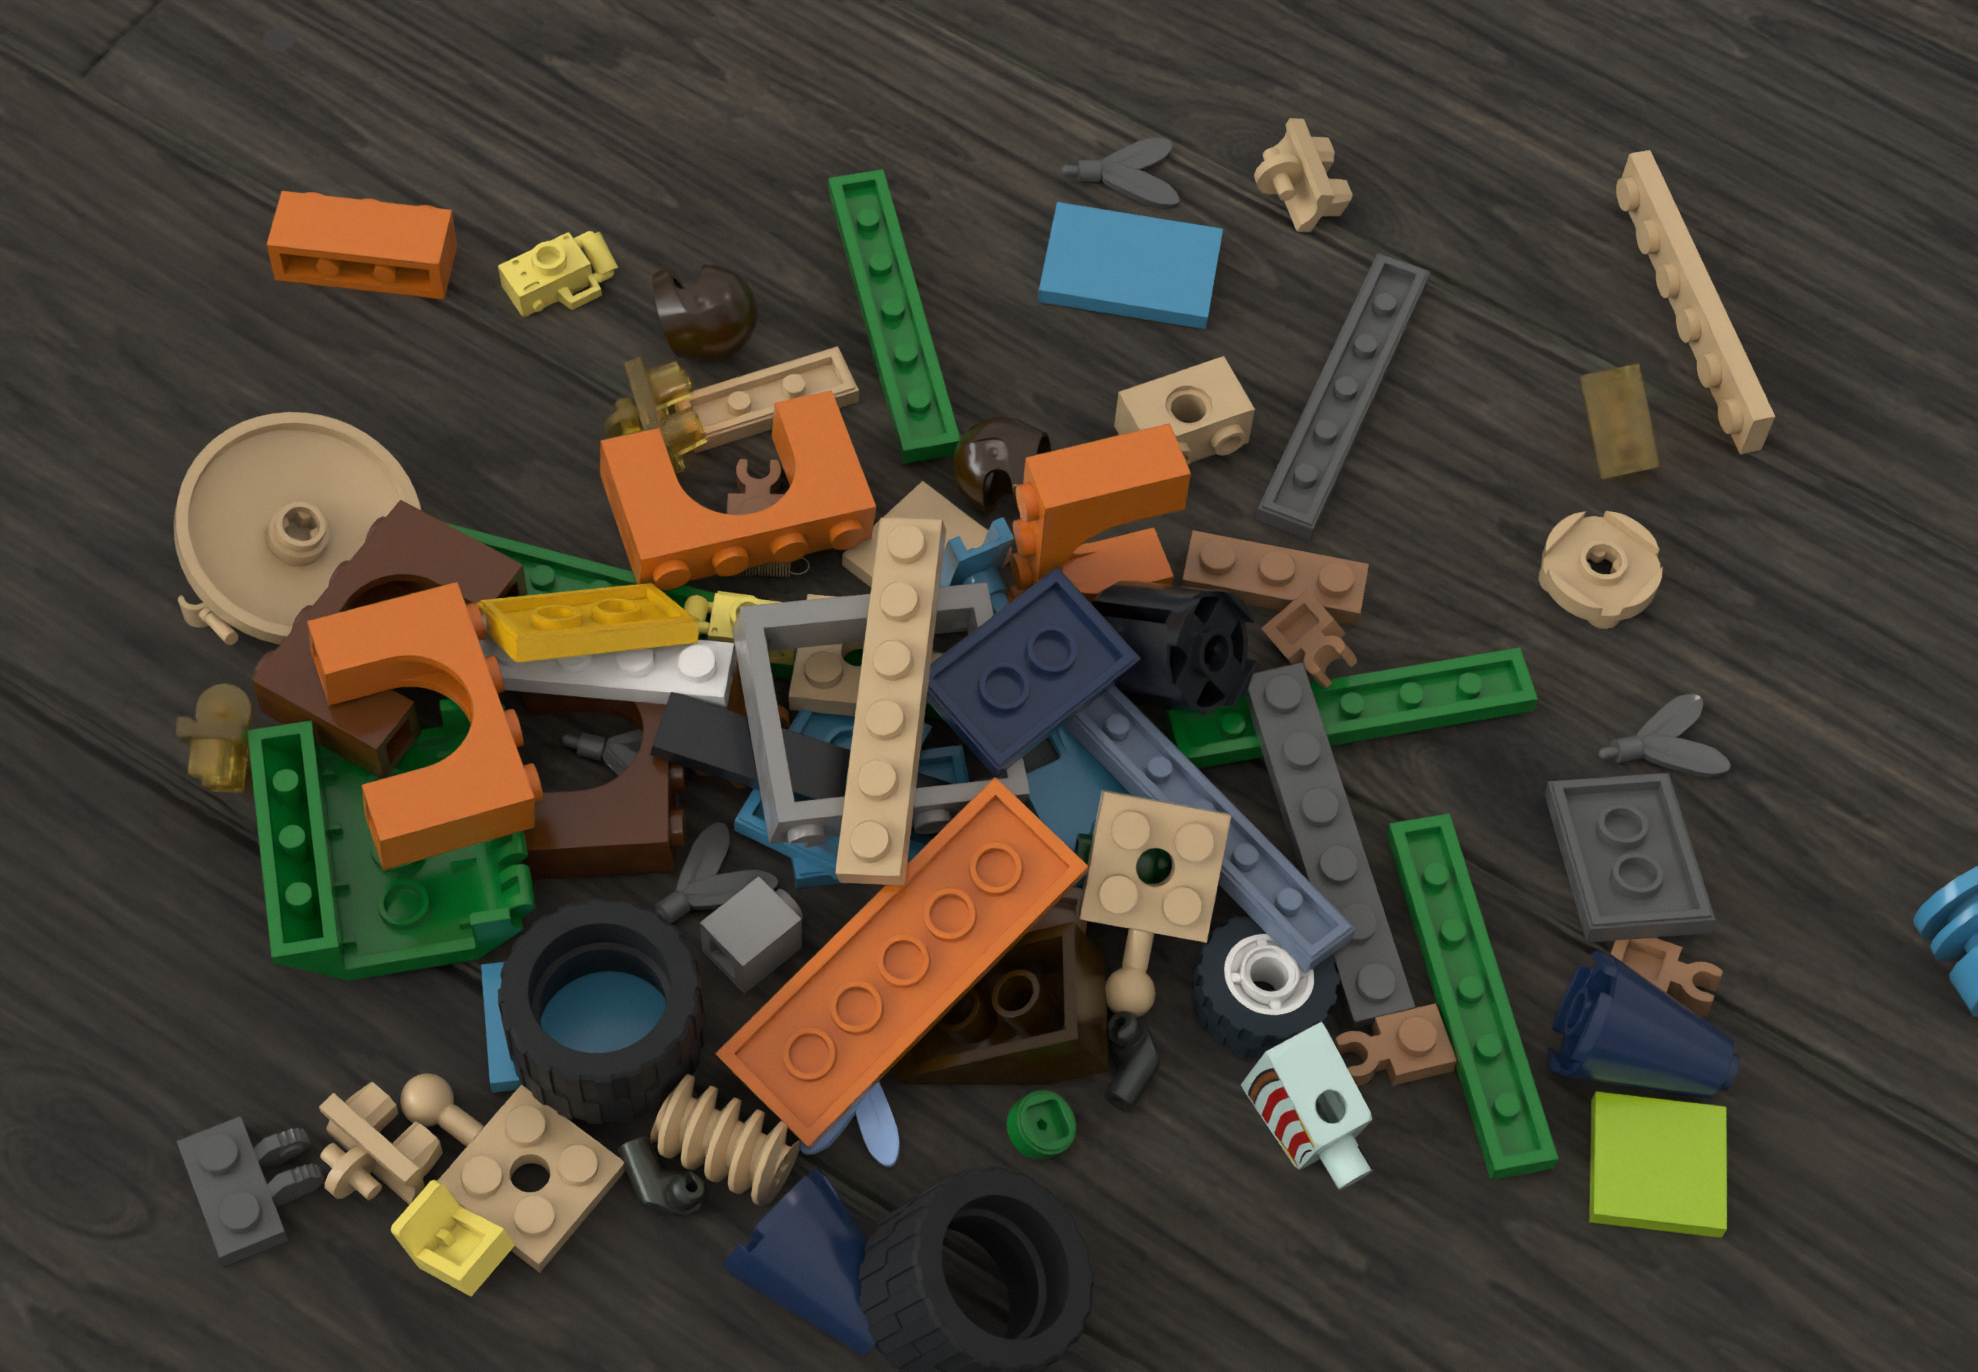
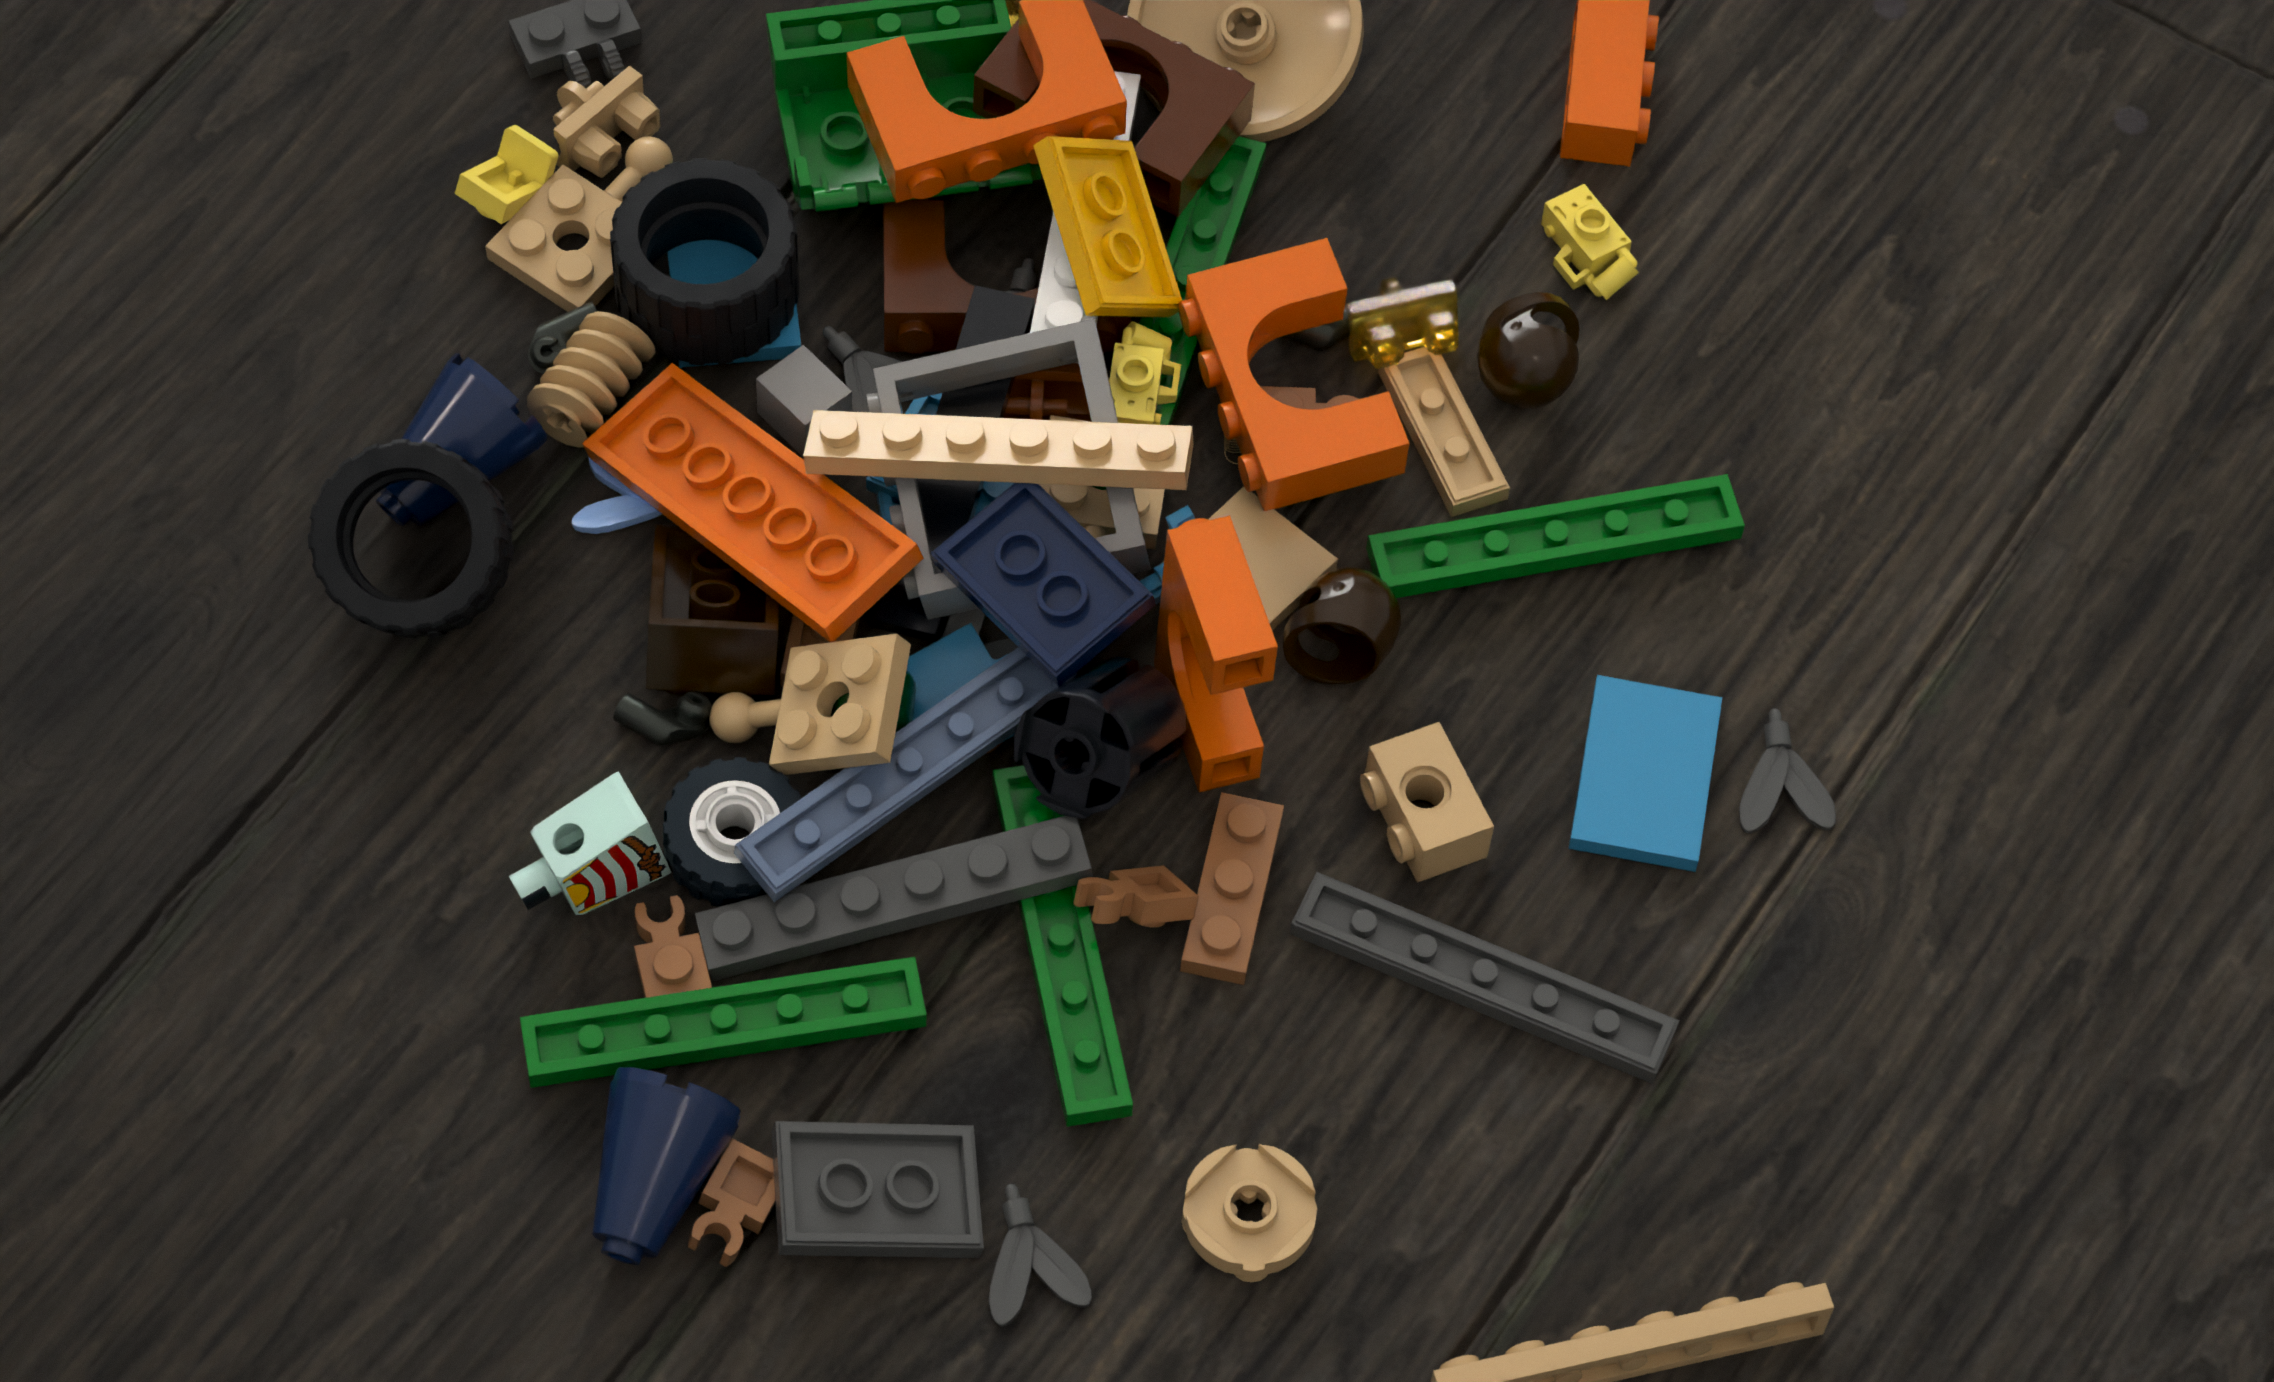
camera: 90 degrees right, 0 degrees up
(1041, 1125) = (598, 637): green tile -> none
(1298, 174) = (1810, 944): tan hips -> none
(1619, 420) = (1435, 1236): clear yellow hips -> none
(1658, 1164) = (527, 1186): lime tile -> none

